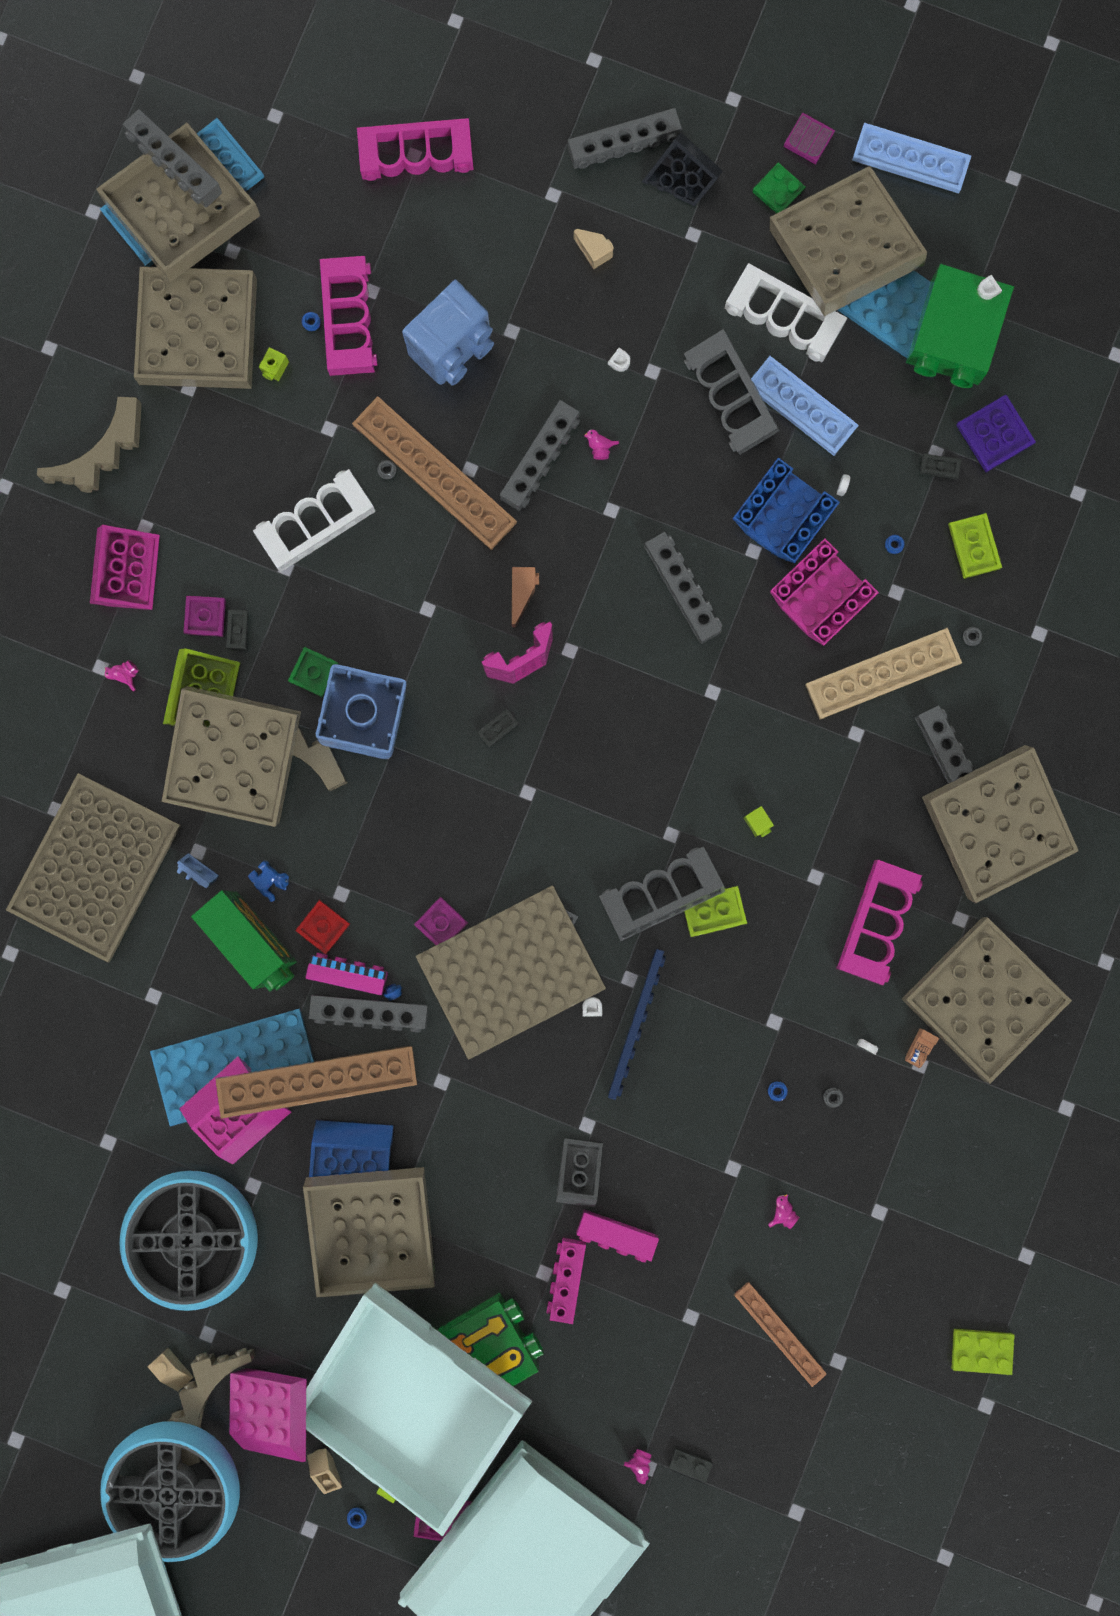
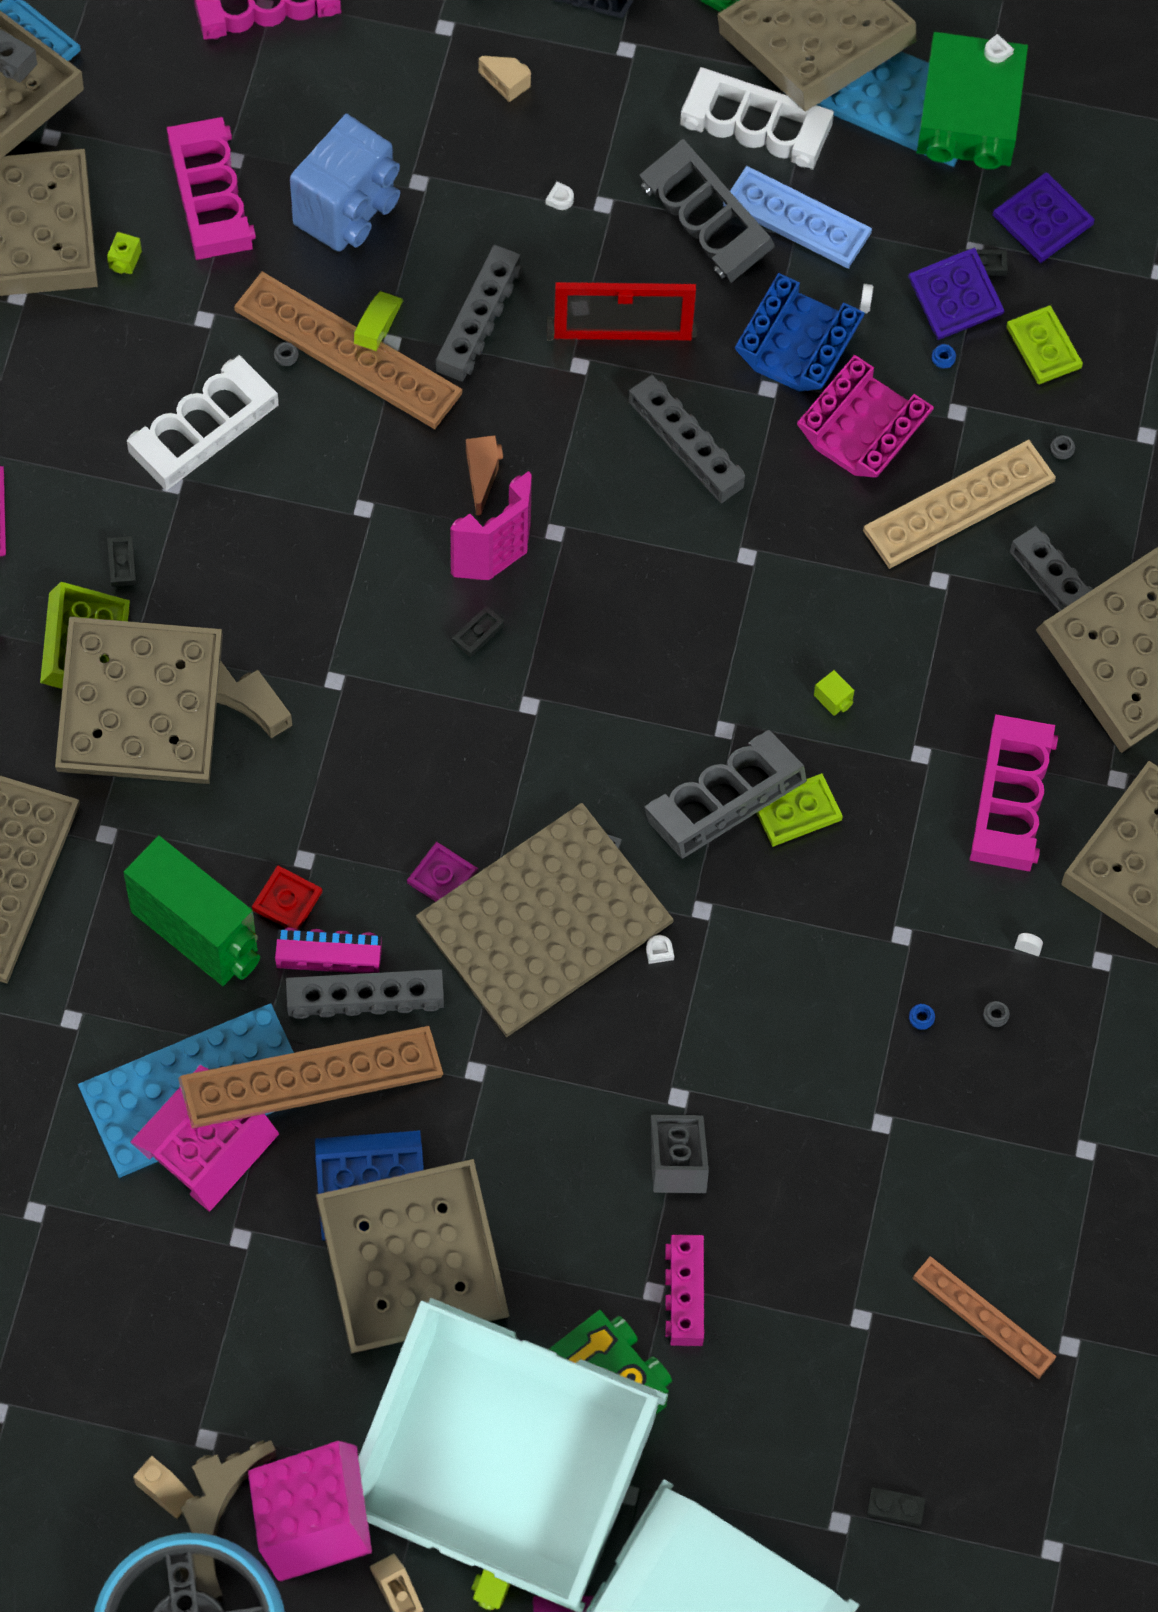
camera: 15 degrees left, 20 degrees down
(134, 1240) = (155, 1236): dark grey wheel -> none
(196, 871) = (119, 858): medium blue plate -> none
(204, 616) = (76, 551): magenta plate -> none
(267, 878) = (205, 849): blue animal -> none
(311, 316) = (163, 195): blue plate -> none
(312, 672) = (228, 597): green plate -> none
(361, 711) = (302, 622): medium blue brick -> none
(392, 992) = (392, 964): blue plate -> none
(460, 451) = (377, 320): none -> lime slope
(599, 444) = (546, 289): dark pink animal -> none
(617, 1236) = (743, 1221): dark pink brick -> none
(634, 1031) = (720, 968): dark blue plate -> none
(640, 1465) = (827, 1514): dark pink animal -> none
(649, 479) = (623, 311): none -> door
(784, 1213) = (960, 1164): dark pink animal -> none
(914, 493) = (956, 293): none -> dark purple plate
(921, 1048) = (1098, 934): nougat leg -> none

